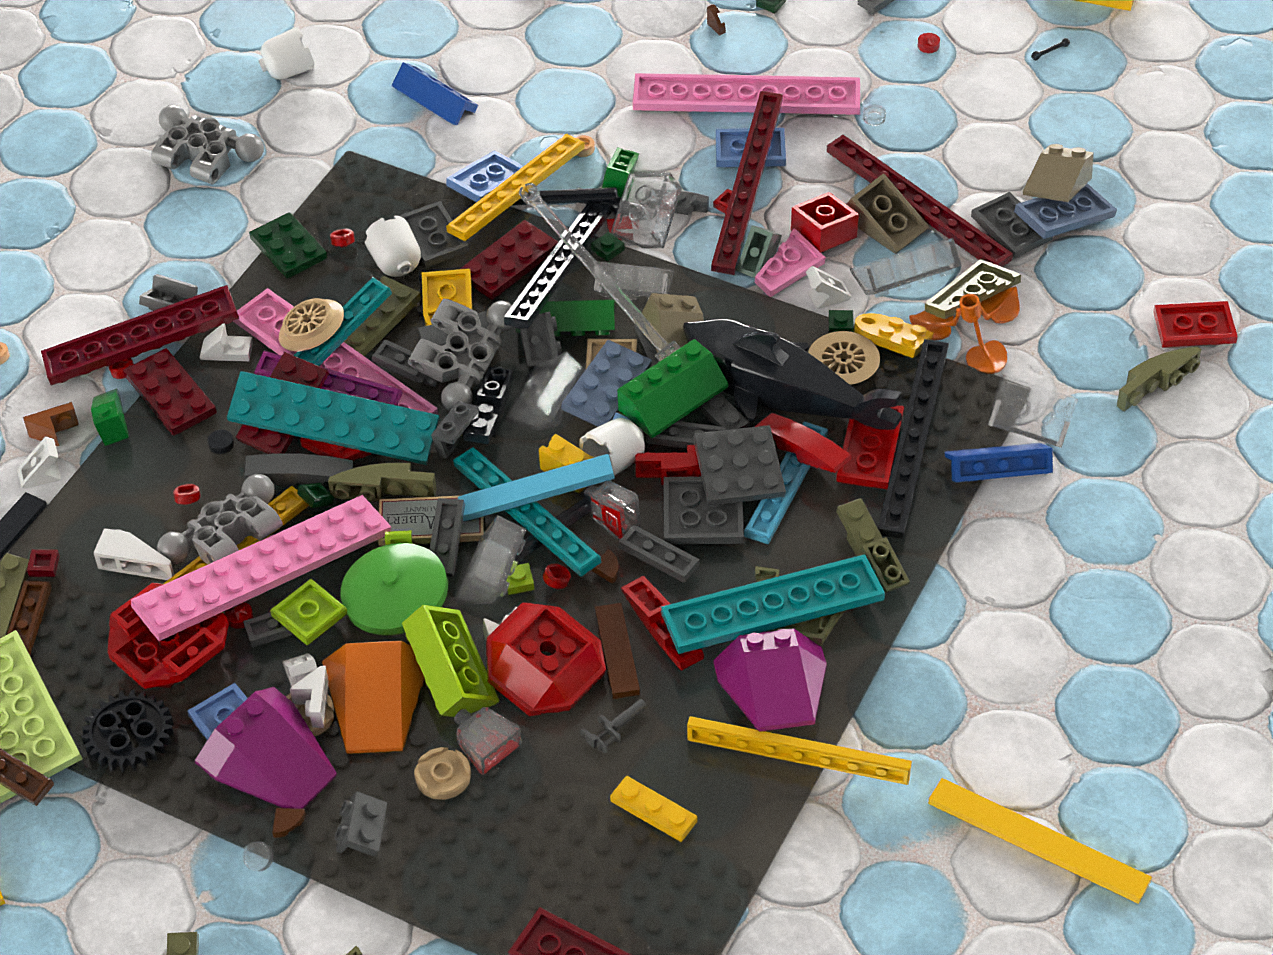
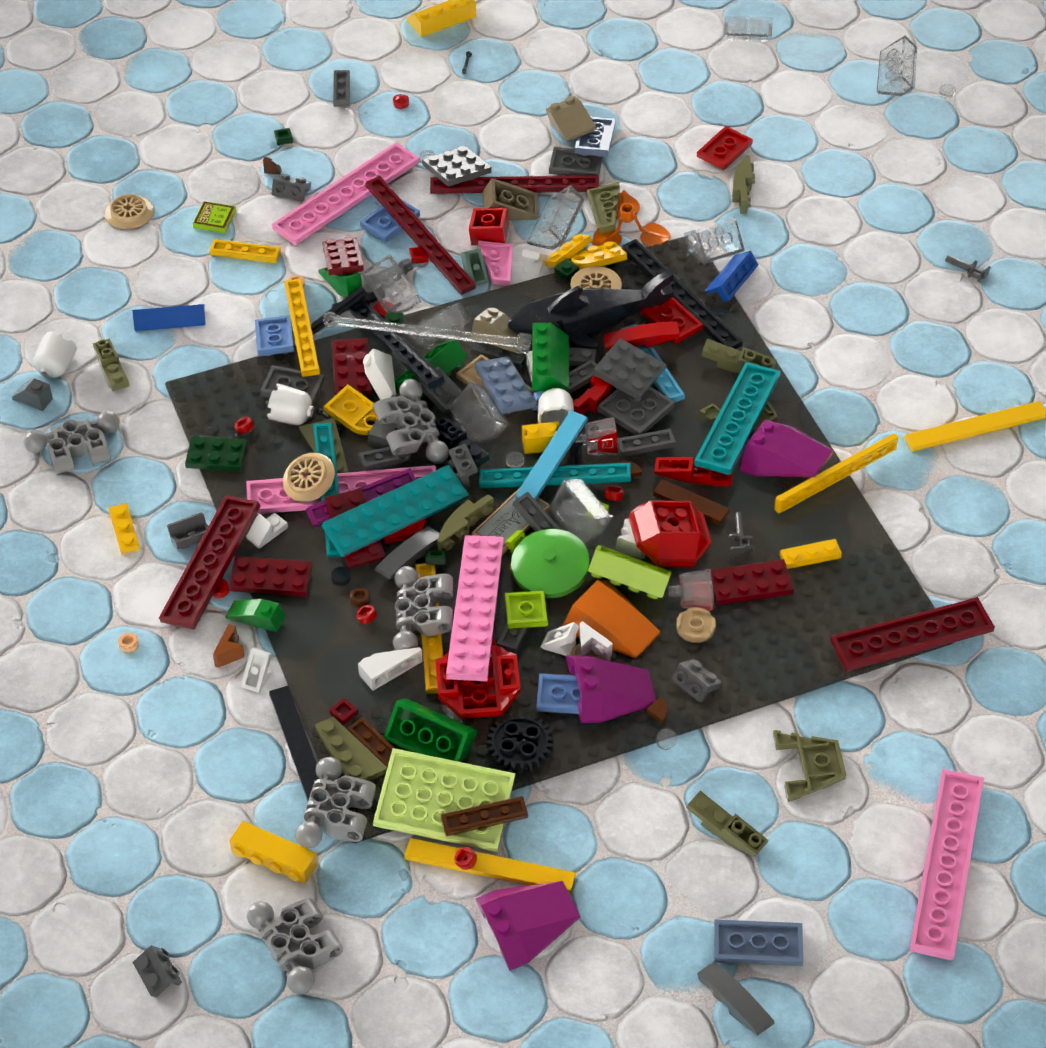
camera: 50 degrees left, 0 degrees up
(74, 648) = (428, 732): none -> green slope
(134, 252) = (124, 528): none -> yellow plate
(208, 474) = (359, 597): none -> reddish brown tile
(233, 80) = (34, 394): none -> dark grey slope
(325, 100) = (110, 365): none -> olive slope
(516, 277) = (380, 373): none -> white slope
(518, 466) = (514, 460): none -> clear tile
(554, 781) = (751, 582): none -> dark red plate
(583, 83) = (245, 251): none -> yellow tile
(602, 32) = (214, 217): none -> lime tile
(648, 148) = (342, 256): none -> plate
(705, 50) = (289, 187): none -> dark grey bracket
(873, 304) = (568, 250): none -> yellow plate
(884, 141) = (456, 166): none -> plate

